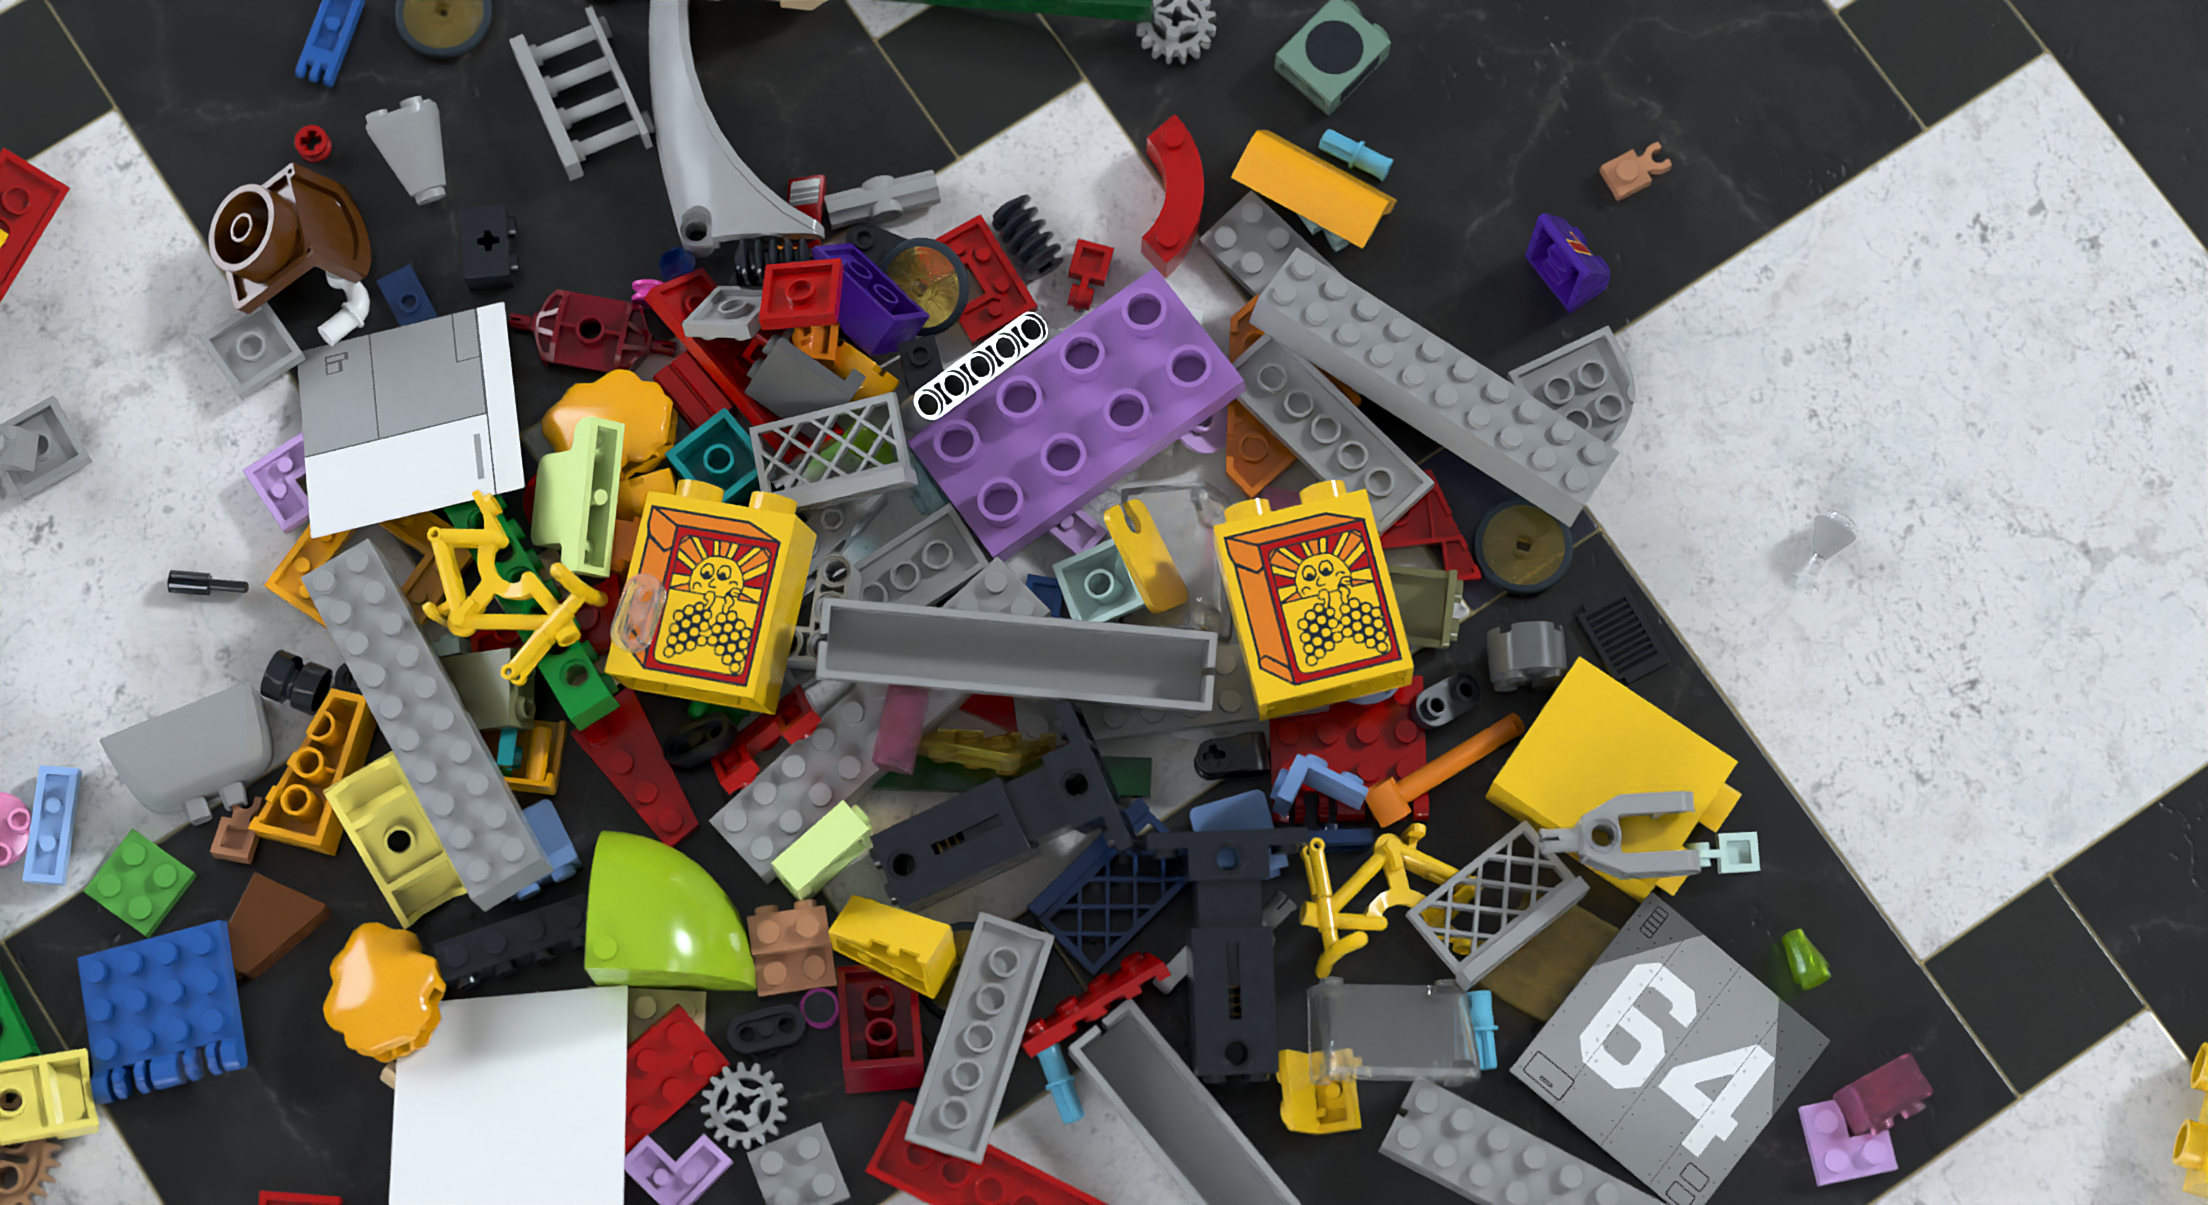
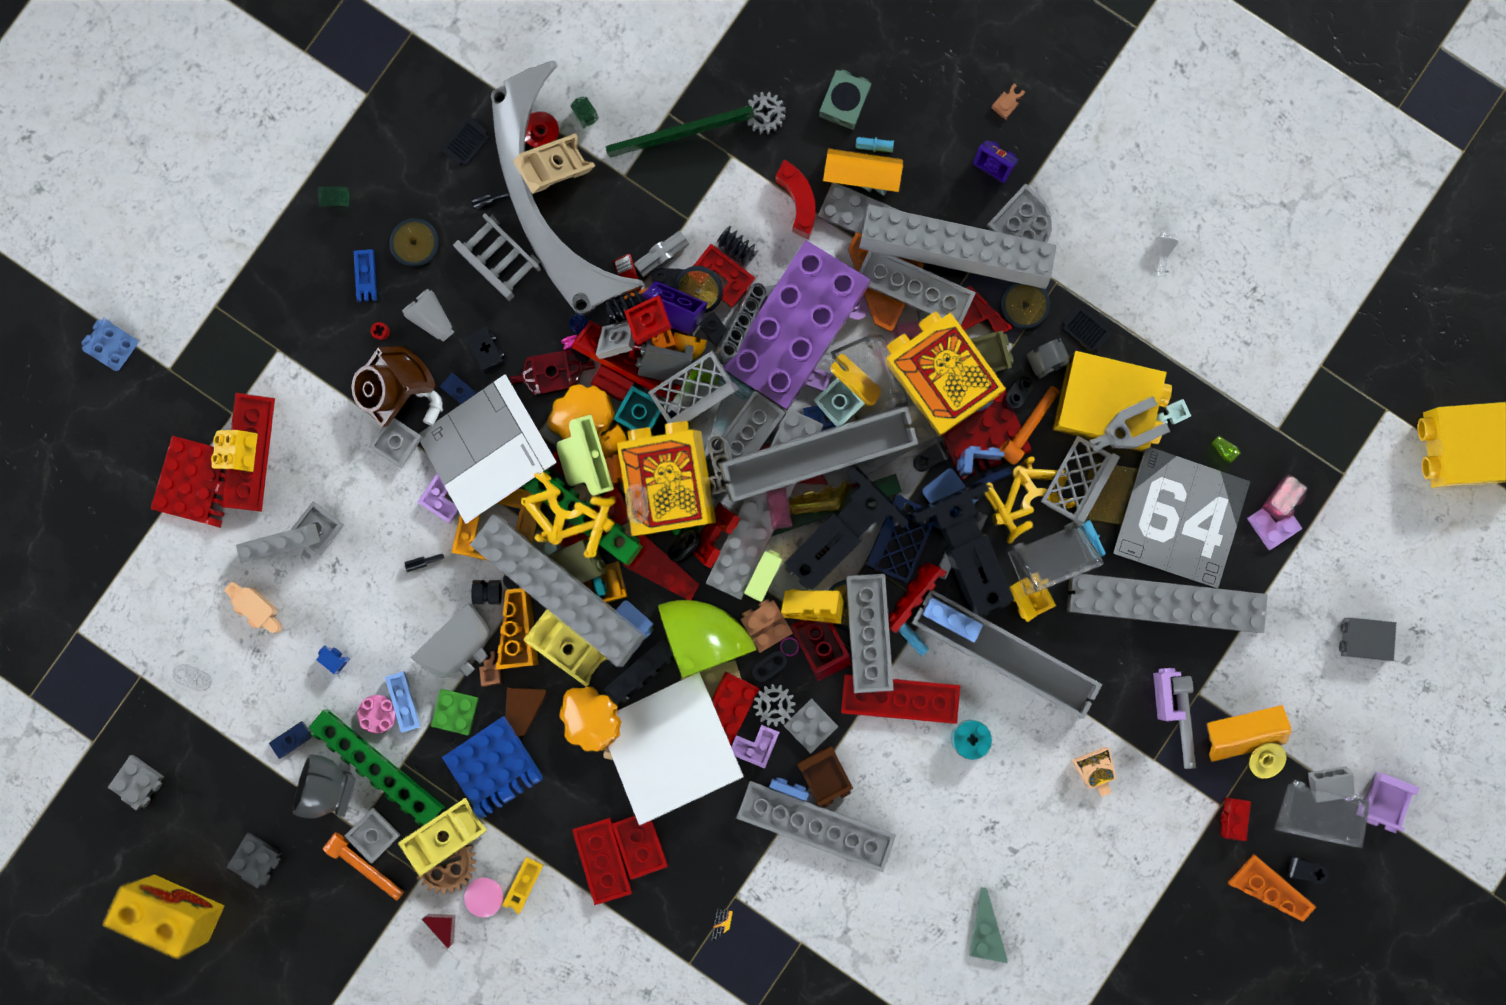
camera: 15 degrees left, 10 degrees up
(1088, 265) = (771, 248): red plate -> none
(1148, 1072) = (952, 620): none -> light blue plate

